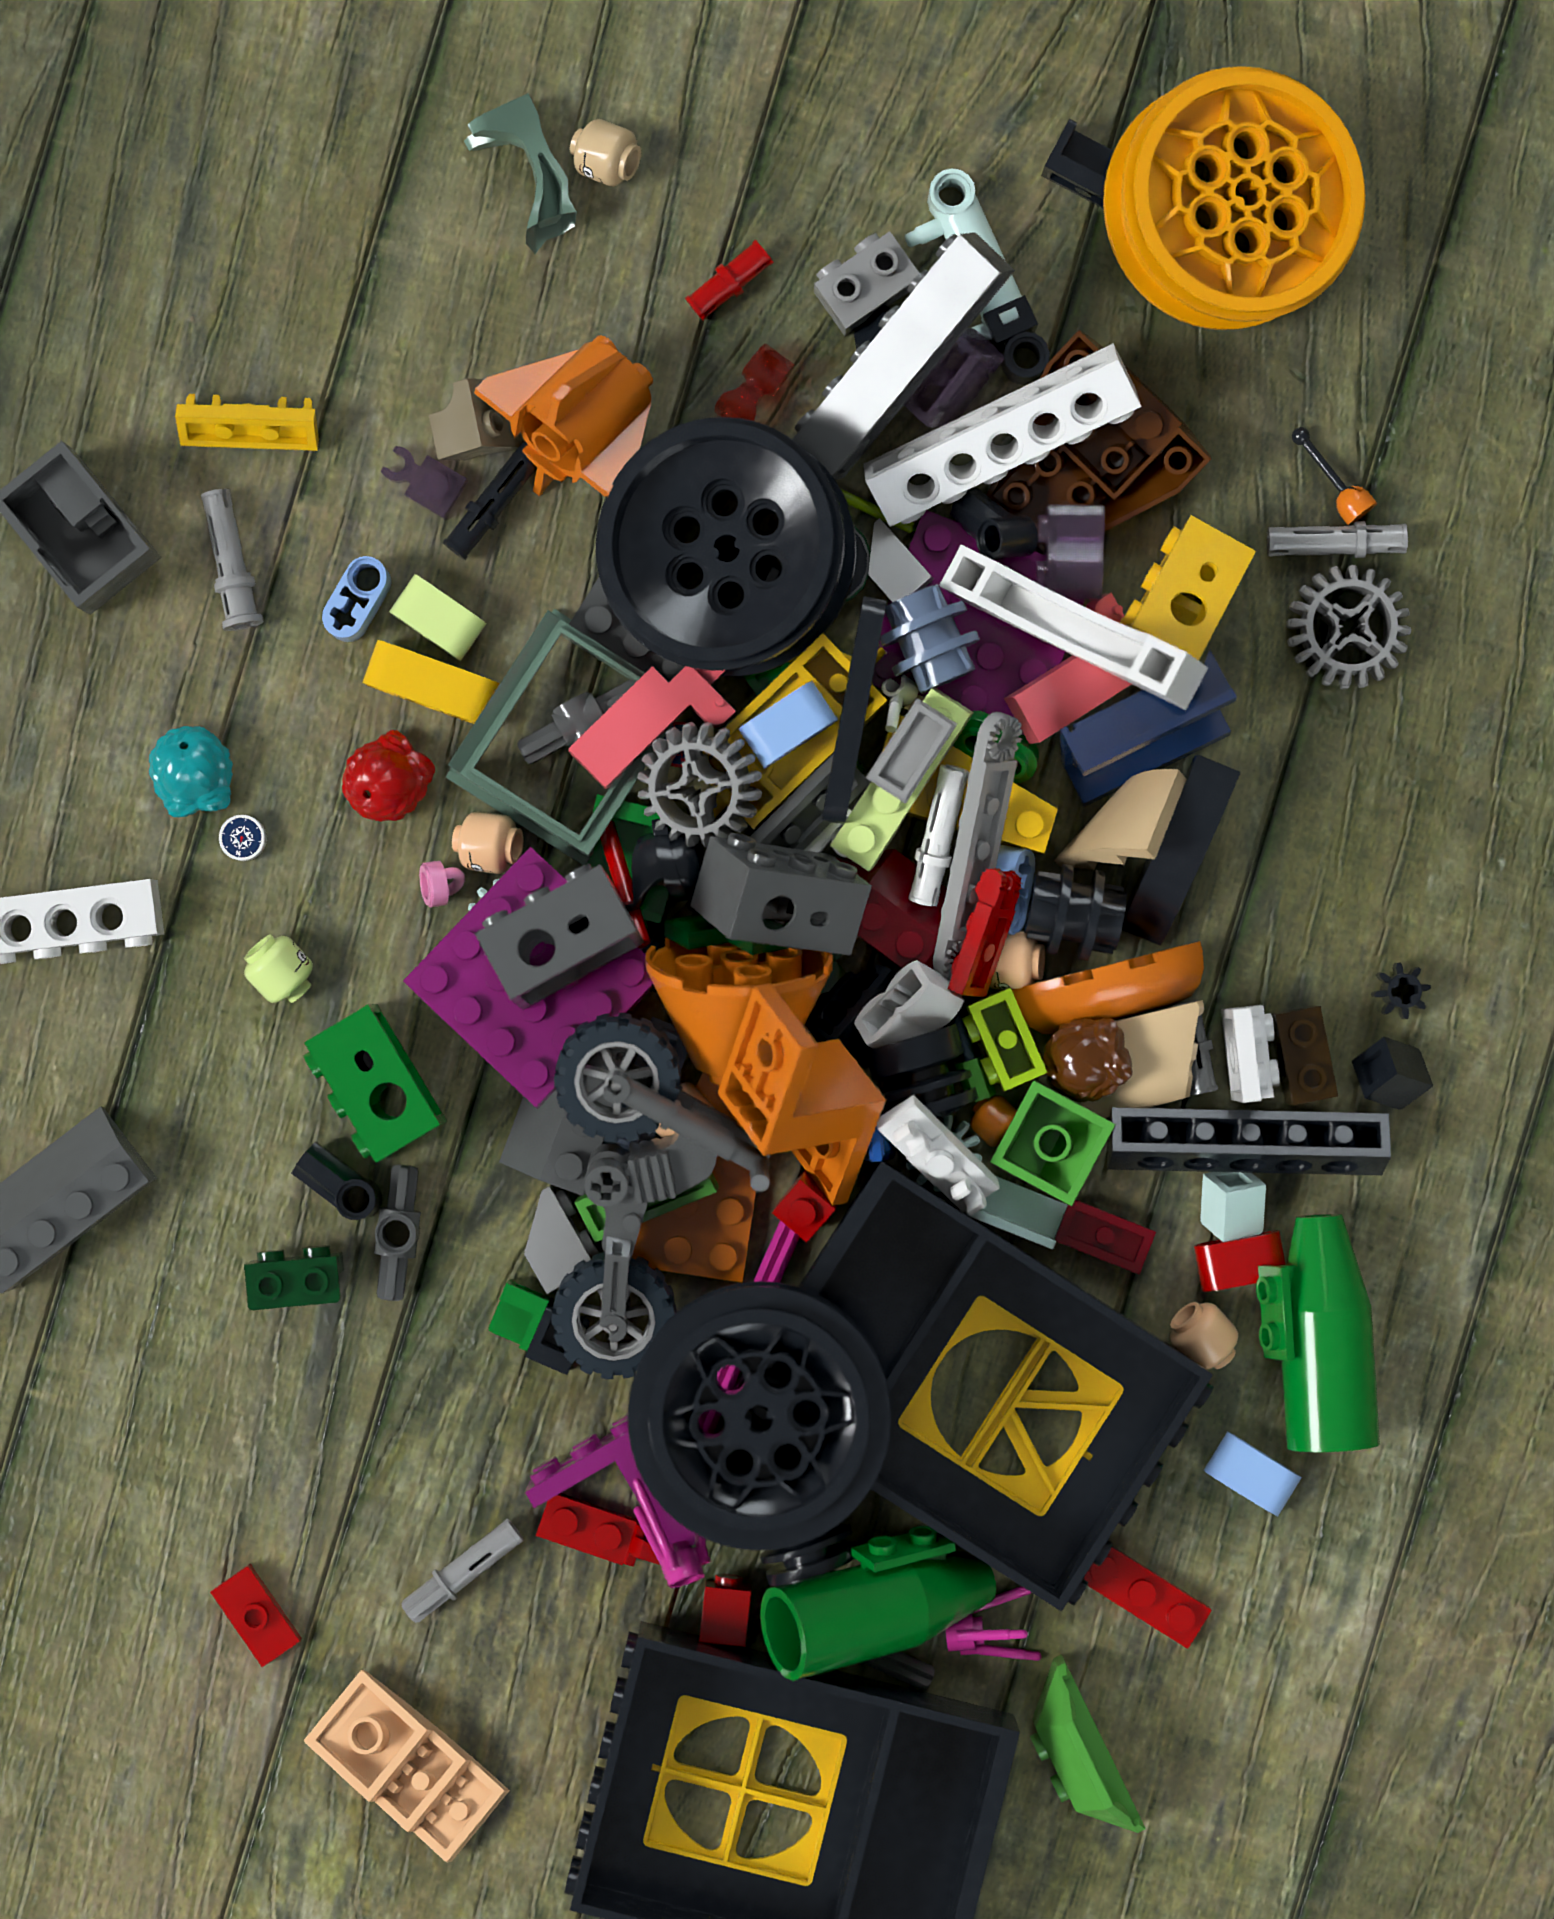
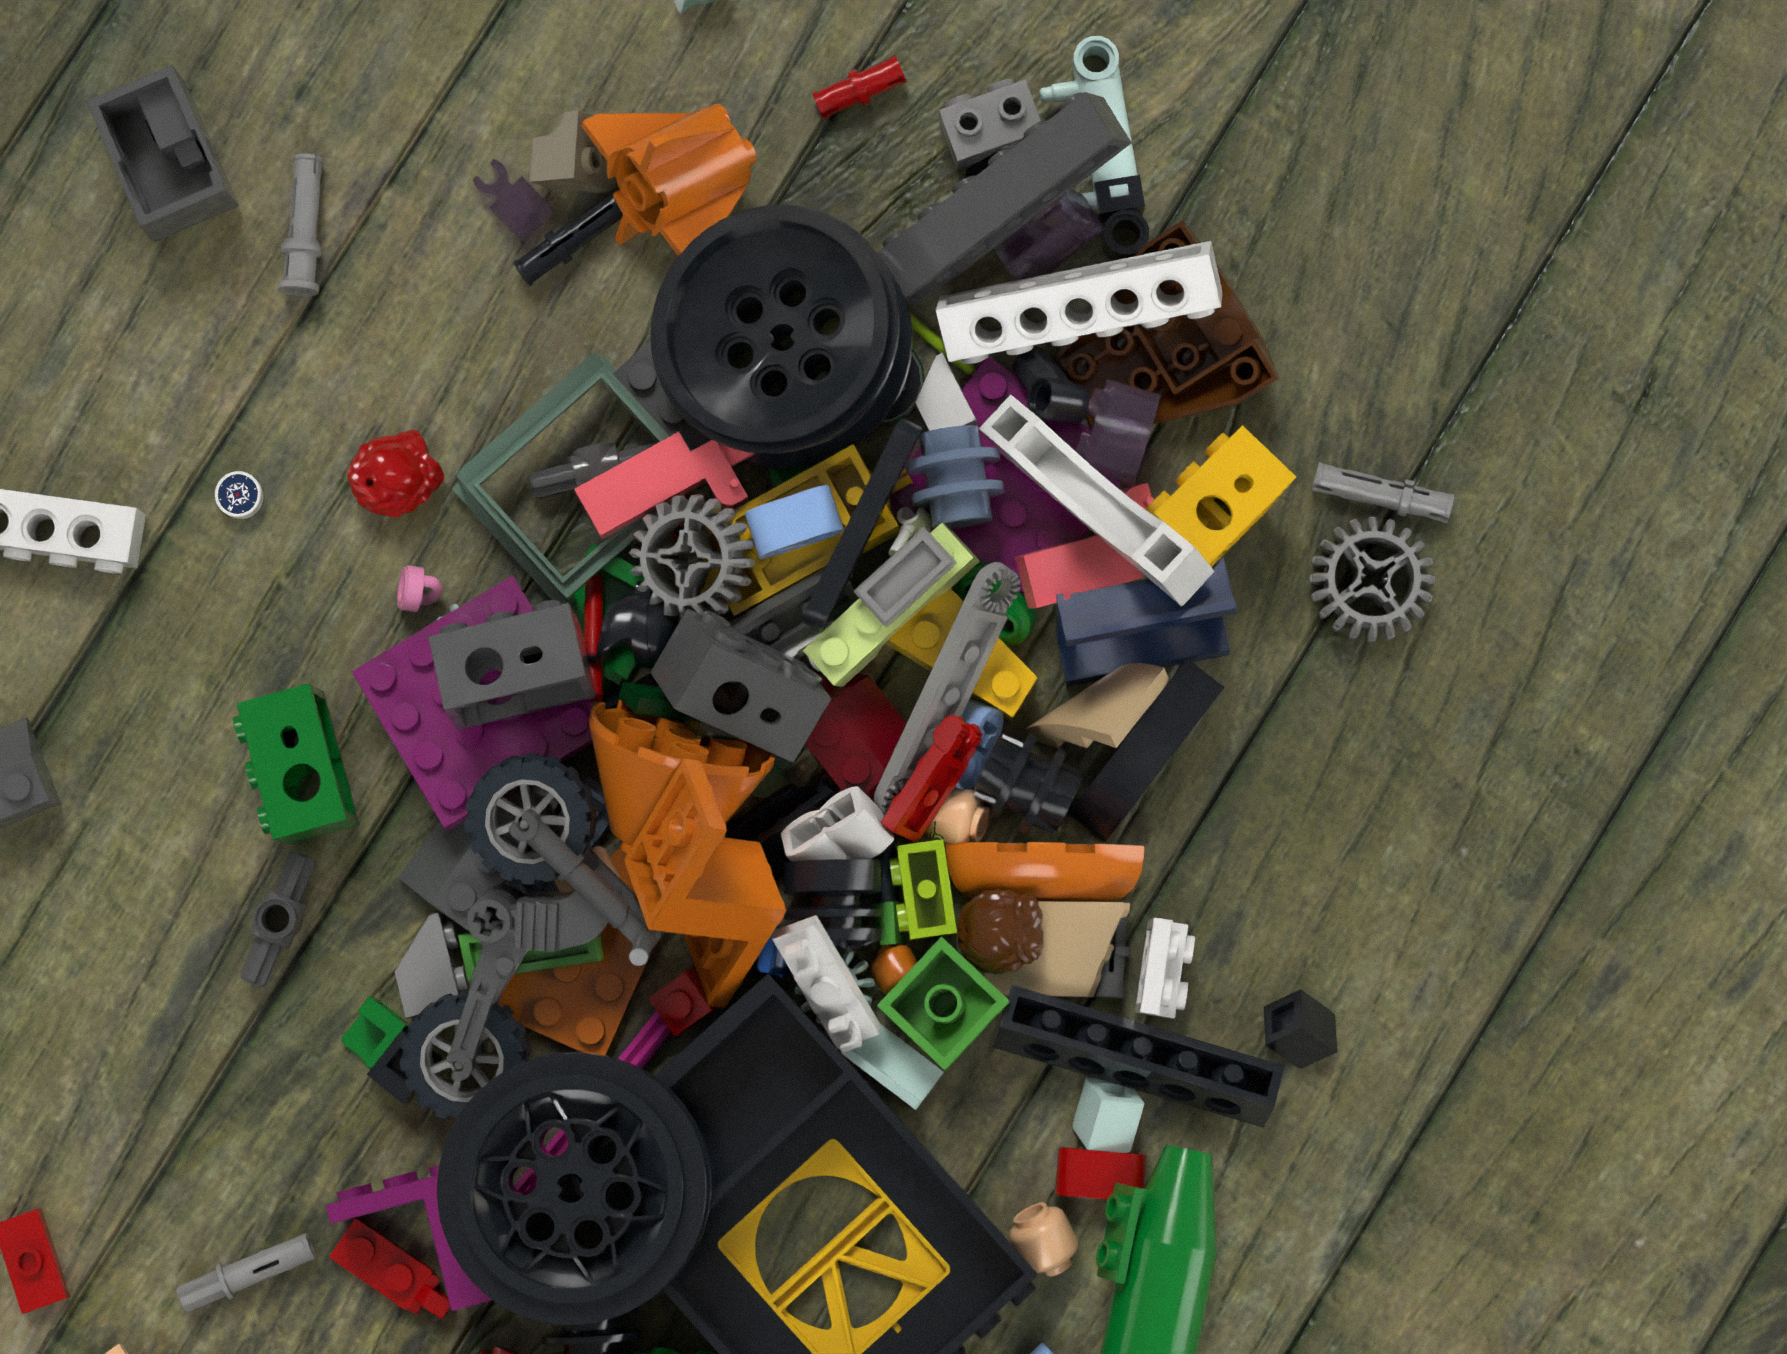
camera: 20 degrees right, 5 degrees down
(191, 776) = (207, 417): teal hair -> none
(247, 425) = (356, 101): yellow plate -> none
(278, 969) = (236, 630): yellowish green head -> none
(293, 1281) = (162, 938): dark green bracket -> none
(334, 1180) = (232, 852): black piece -> none
(339, 601) = (397, 293): light blue beam -> none
(428, 682) = (459, 391): yellow beam -> none
(437, 617) = (487, 333): yellowish green beam -> none
(488, 842) = (474, 561): light nougat head -> none
(678, 1560) = (457, 1313): dark pink plant -> none
(763, 376) = (868, 186): clear red leg -> none
(941, 824) = (908, 679): white pin -> none
(1079, 164) = (1239, 76): black panel -> none
(1105, 1236) = (972, 1112): dark red plate -> none
(1156, 193) = (1313, 194): light orange wheel -> none
(1303, 1055) = (1216, 986): dark brown brick -> none
(1352, 501) = (1408, 459): hinge -> none
(1392, 981) = (1320, 958): black gear -> none

